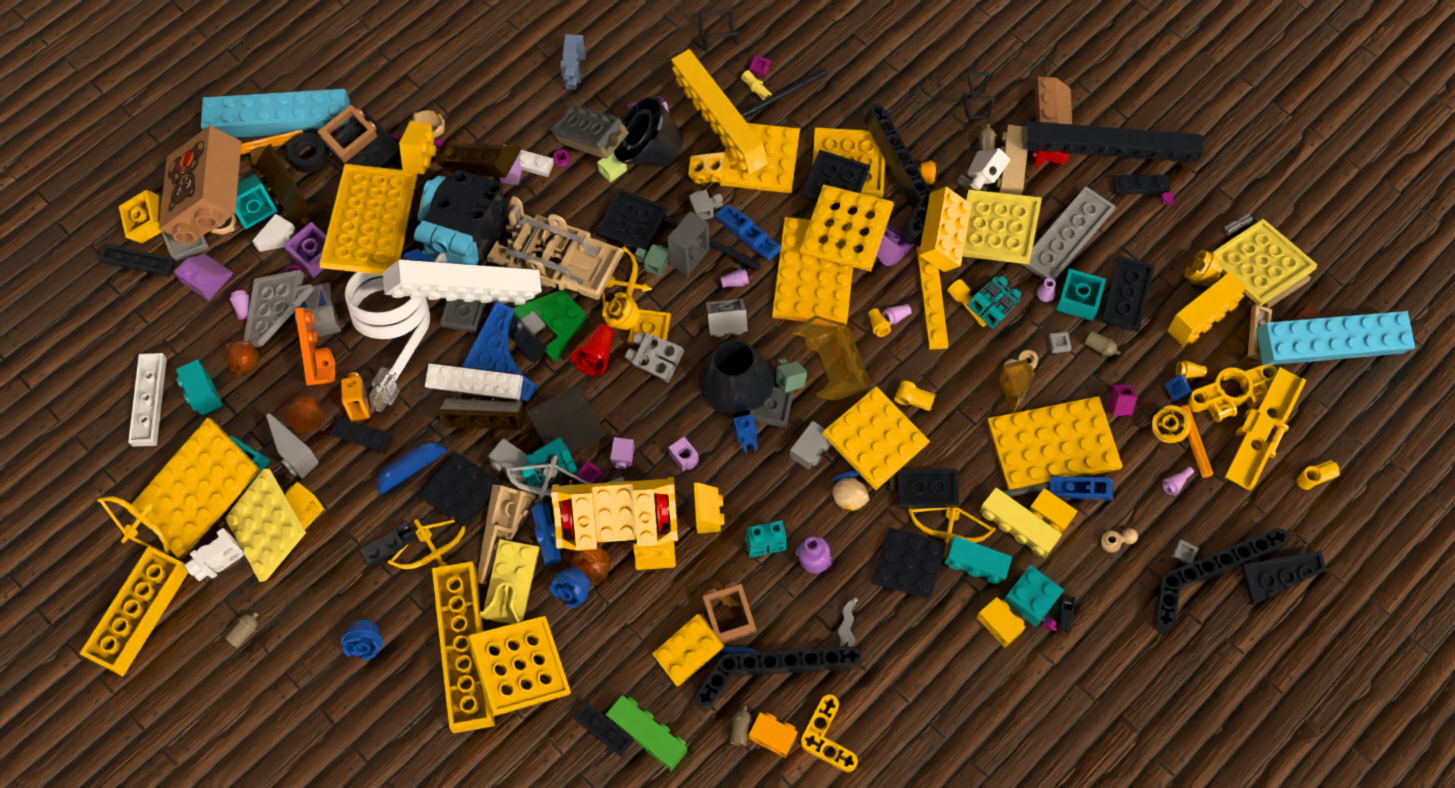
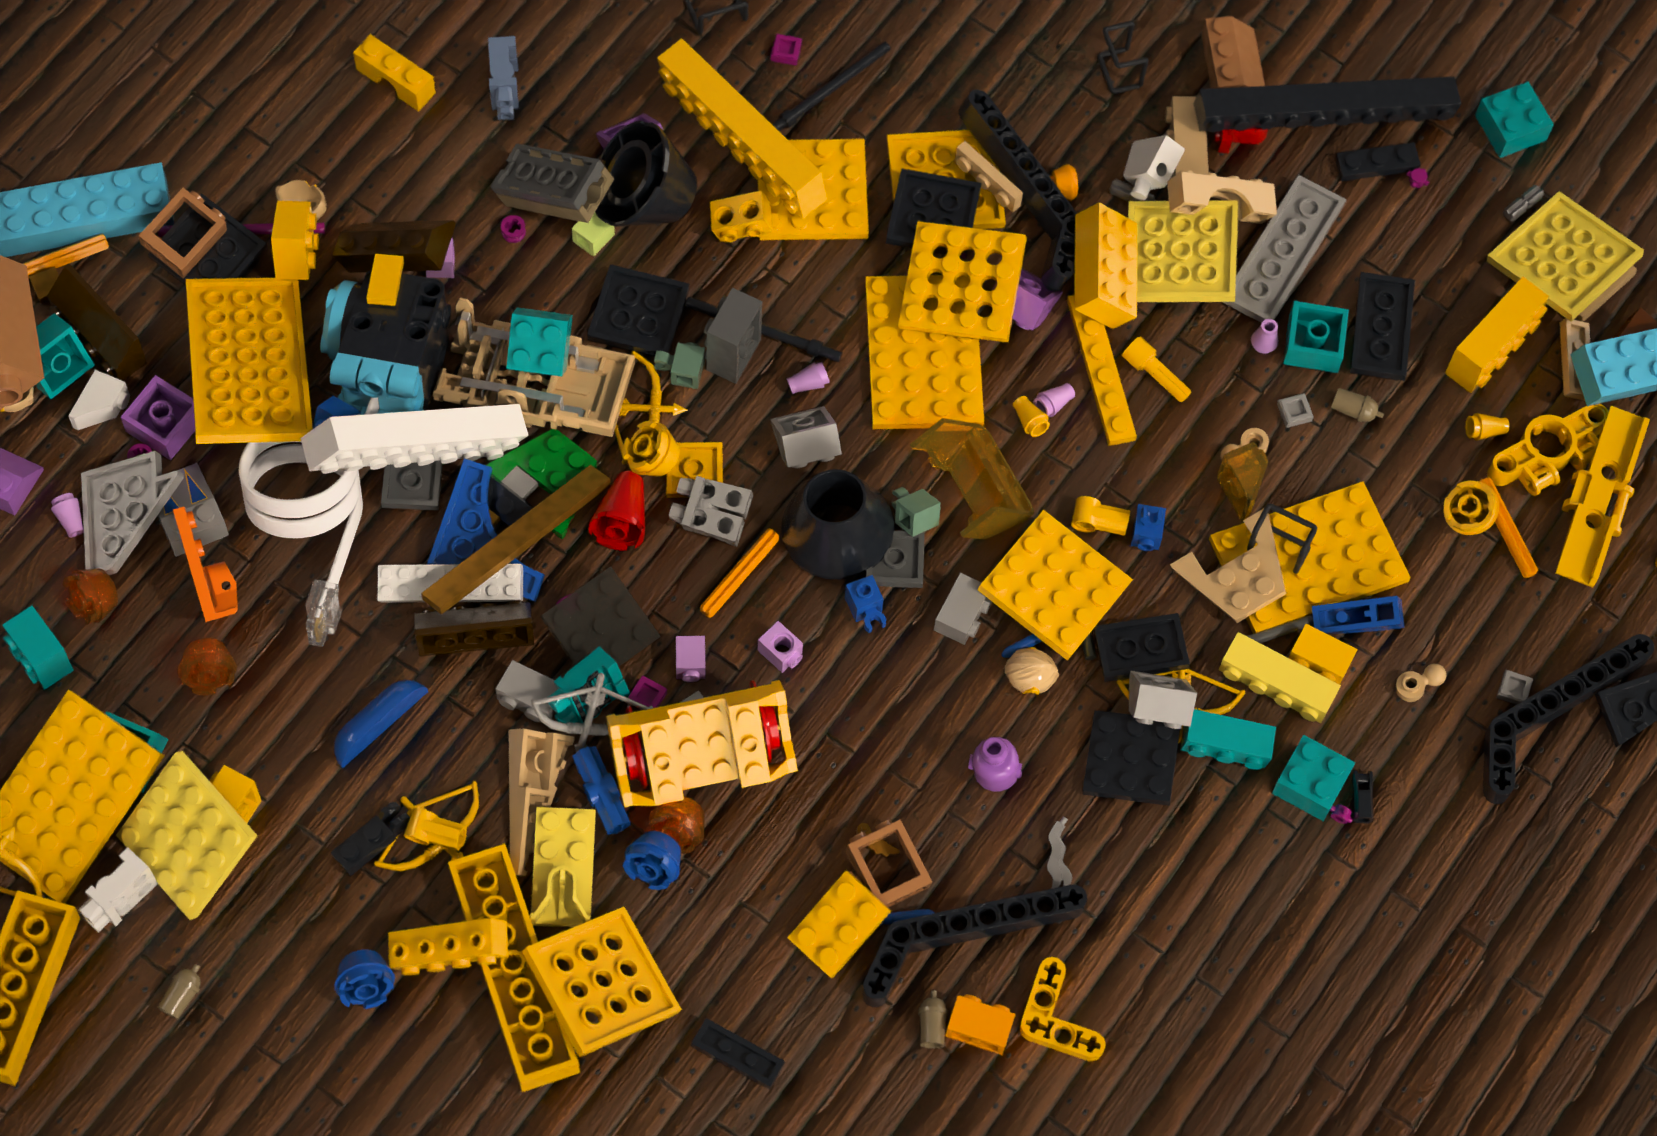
camera: 15 degrees left, 0 degrees up
(295, 454) = (205, 723): light grey slope -> none
(301, 141) = (116, 248): black tyre -> none
(355, 390) = (276, 623): light orange torso -> none
(361, 435) = (295, 685): black plate -> none
(420, 625) = (448, 945): none -> yellow brick
(426, 543) = (428, 828): none -> yellow piece
(459, 489) = (460, 744): black plate -> none
(464, 177) = (385, 279): none -> yellow tile
(498, 44) = (409, 80): none -> yellow arch
(520, 358) = (515, 539): none -> pearl gold tile
(535, 163) = (476, 241): white plate -> none
(558, 231) = (539, 341): none -> teal brick
(647, 732) = (802, 1048): bright green brick -> none
(655, 556) = (766, 799): yellow bracket -> none
(666, 401) = (739, 573): none -> light orange axle
(703, 205) = (742, 274): light grey brick -> none
(707, 508) = (830, 720): yellow slope -> none
(747, 232) = (812, 305): blue slope -> none
(755, 85) = (786, 80): light yellow pin -> none
(763, 536) = (922, 750): teal hips -> none
(877, 163) = (995, 182): none -> tan plate
(935, 526) = (1161, 699): none -> light grey slope
(946, 407) = (1148, 527): none -> blue brick
(986, 138) = (1143, 121): dark tan piece -> none
(998, 296) = (1200, 356): teal hips -> none
(1001, 621) = (1274, 820): yellow brick -> none
(1008, 453) = (1244, 582): none -> tan wing
(1010, 187) = (1192, 192): none -> tan arch
(1021, 417) = (1305, 544): none -> black piece
(1122, 399) = (1396, 482): magenta brick -> none
(1174, 483) = (1487, 591): lavender cone -> none
(1178, 387) = (1472, 454): blue plate -> none
(1204, 270) = (1486, 277): yellow cone -> none
(1238, 167) = (1514, 119): none -> teal brick

